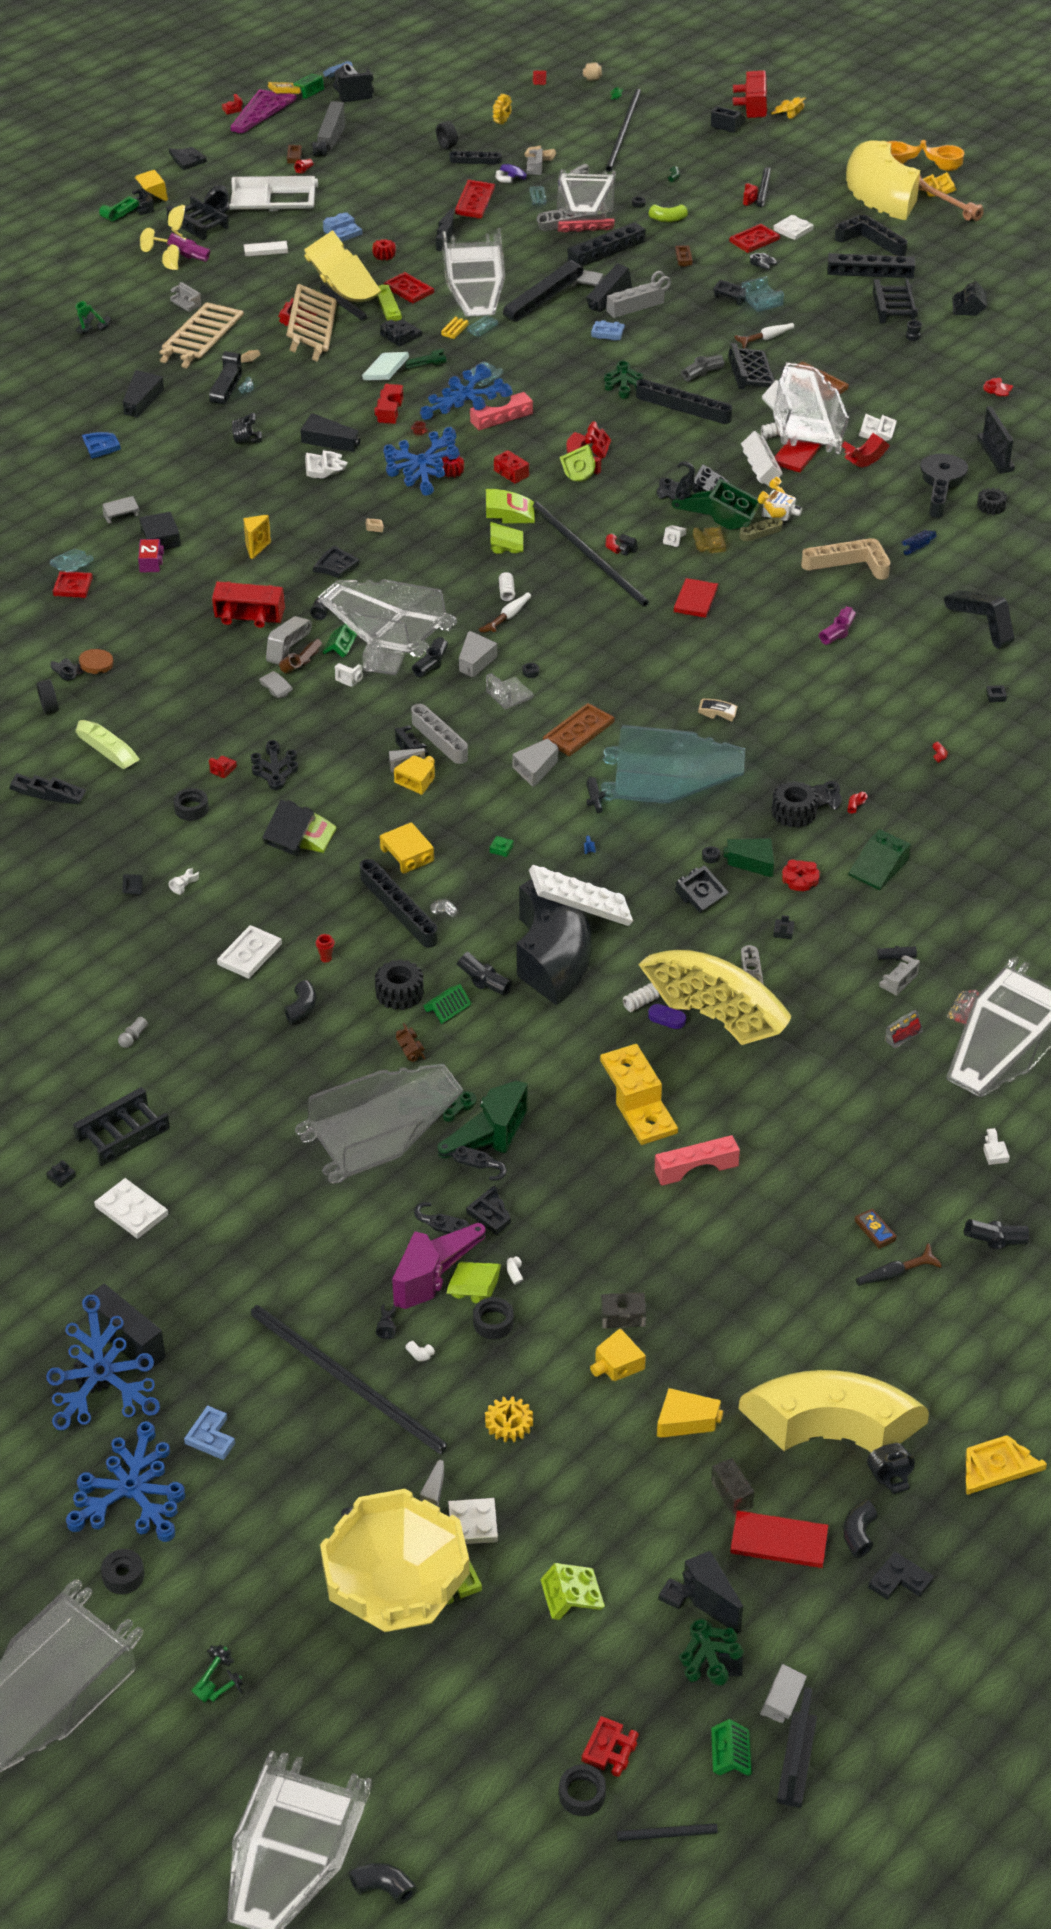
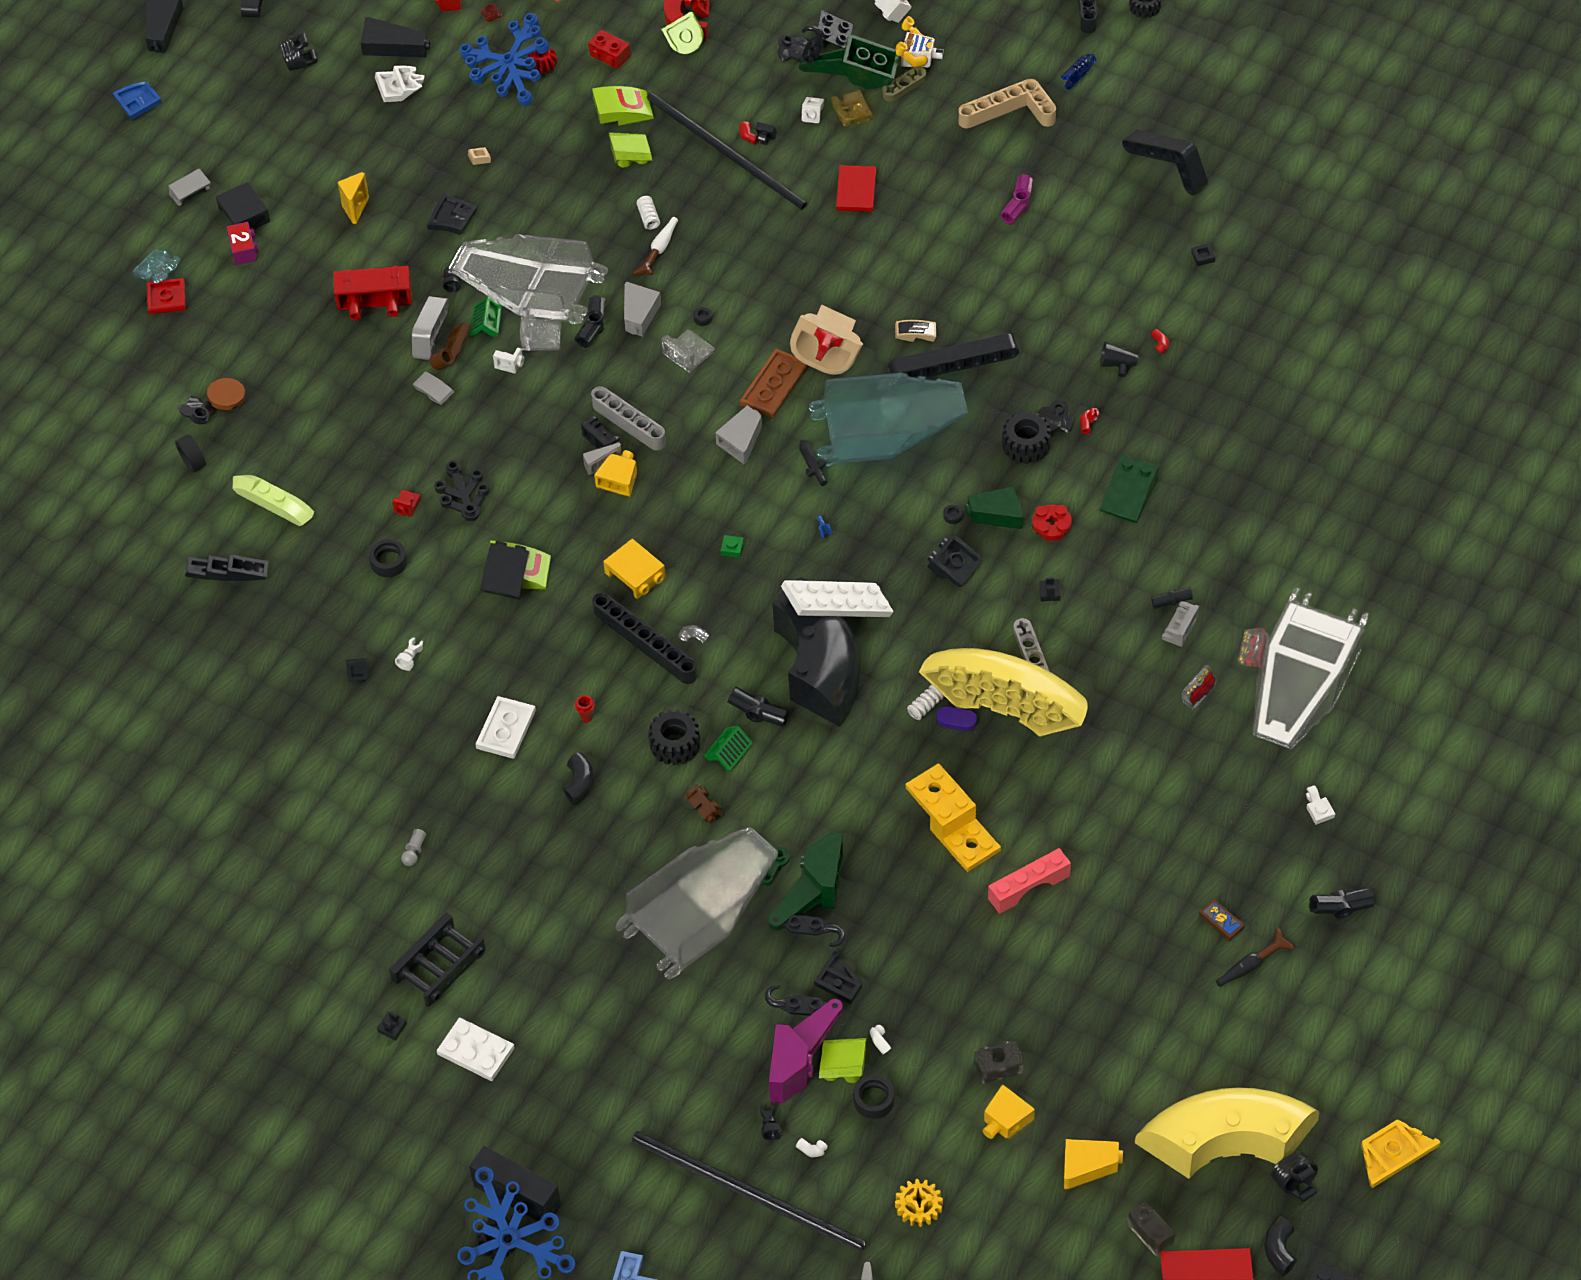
camera: 10 degrees left, 10 degrees up
(631, 699) = (826, 341): none -> tan piece
(753, 733) = (956, 357): none -> black beam
(896, 757) = (1117, 357): none -> black piece

